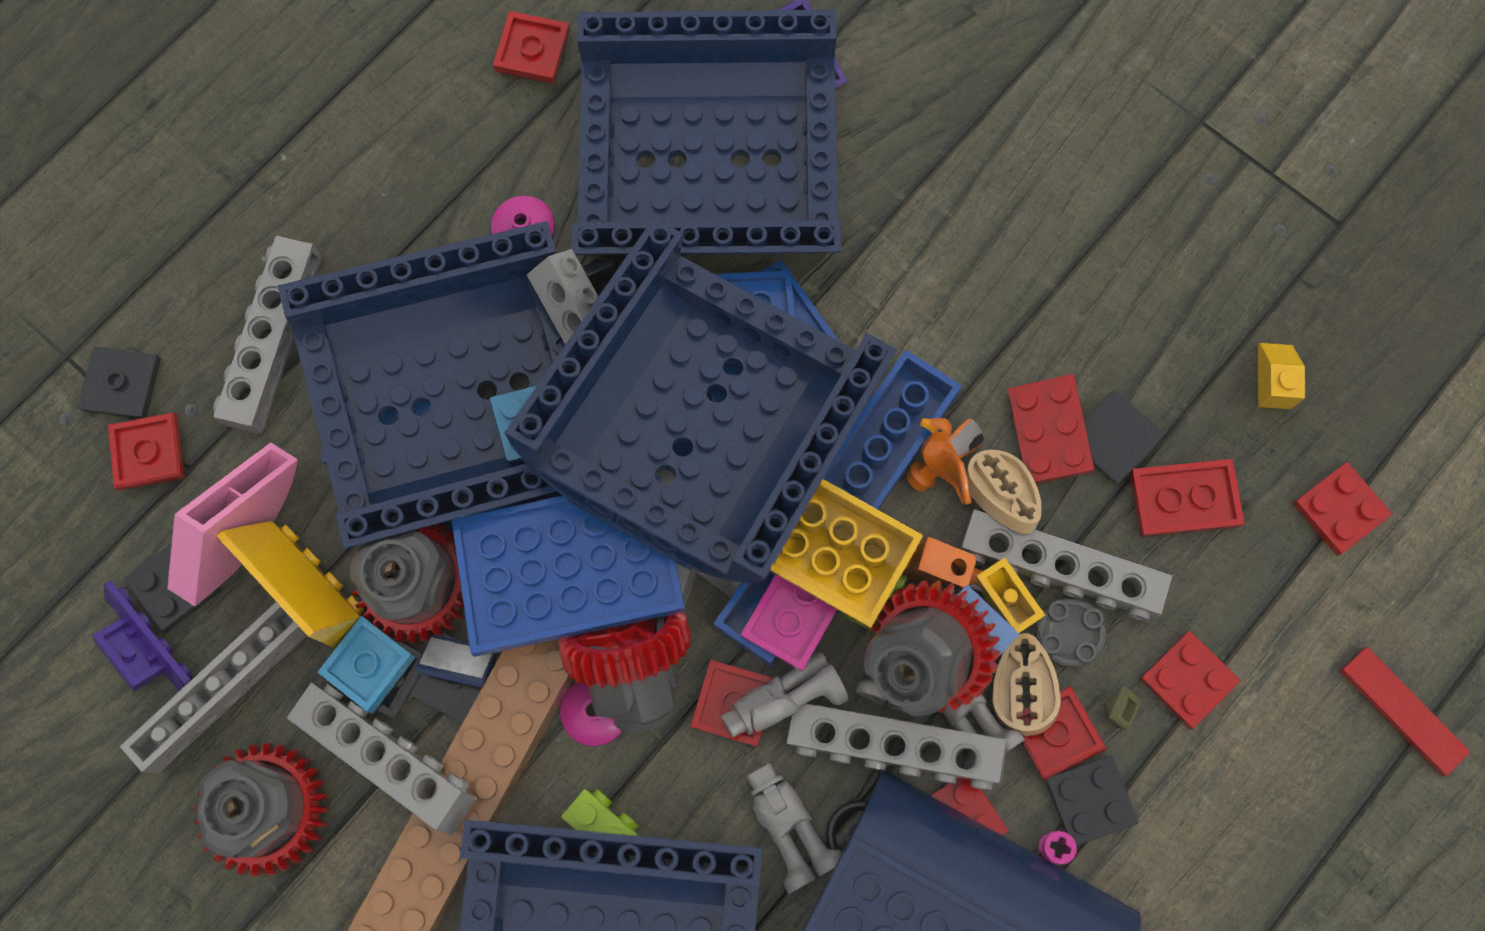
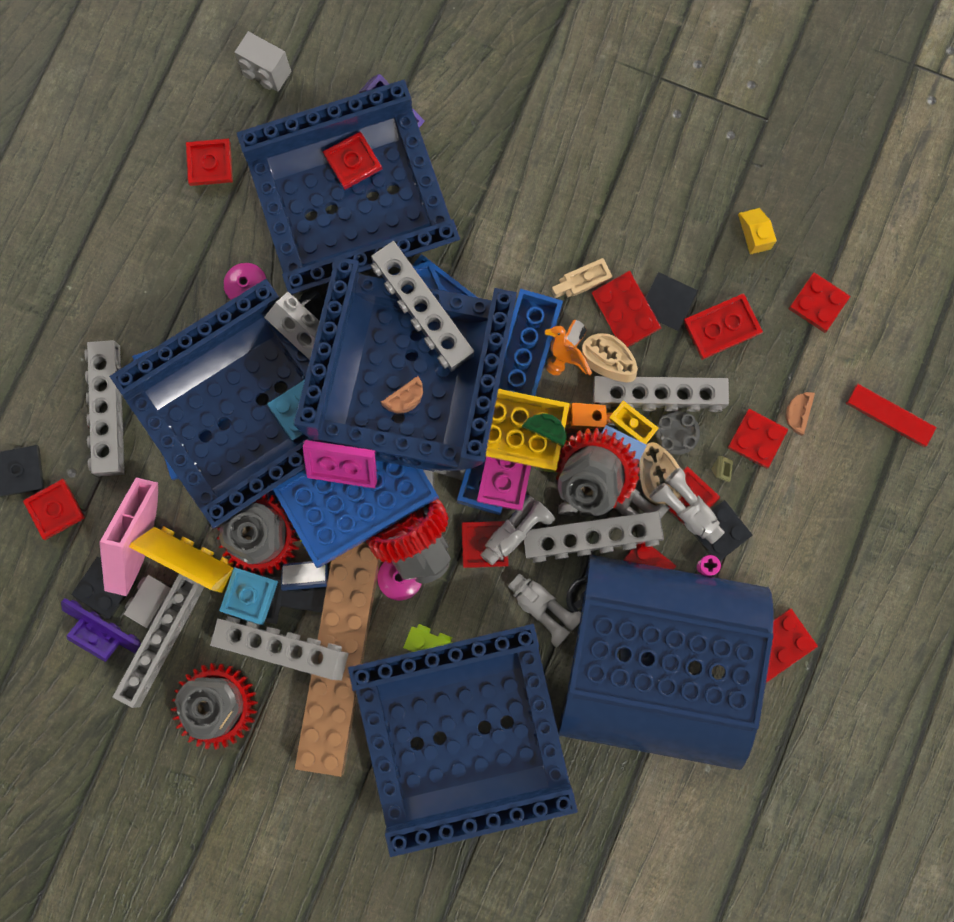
camera: 20 degrees left, 5 degrees up
(224, 622) = (147, 601): none -> light grey brick
(557, 514) = (340, 464): none -> dark pink plate
(685, 449) = (405, 398): none -> nougat tile
(727, 101) = (352, 160): none -> red plate
(733, 243) = (392, 256): none -> light grey brick
(878, 559) = (546, 427): none -> dark green tile
(1001, 366) = (582, 279): none -> tan hinge
(1062, 767) = (698, 516): none -> light grey piece
(1263, 661) = (798, 412): none -> nougat tile

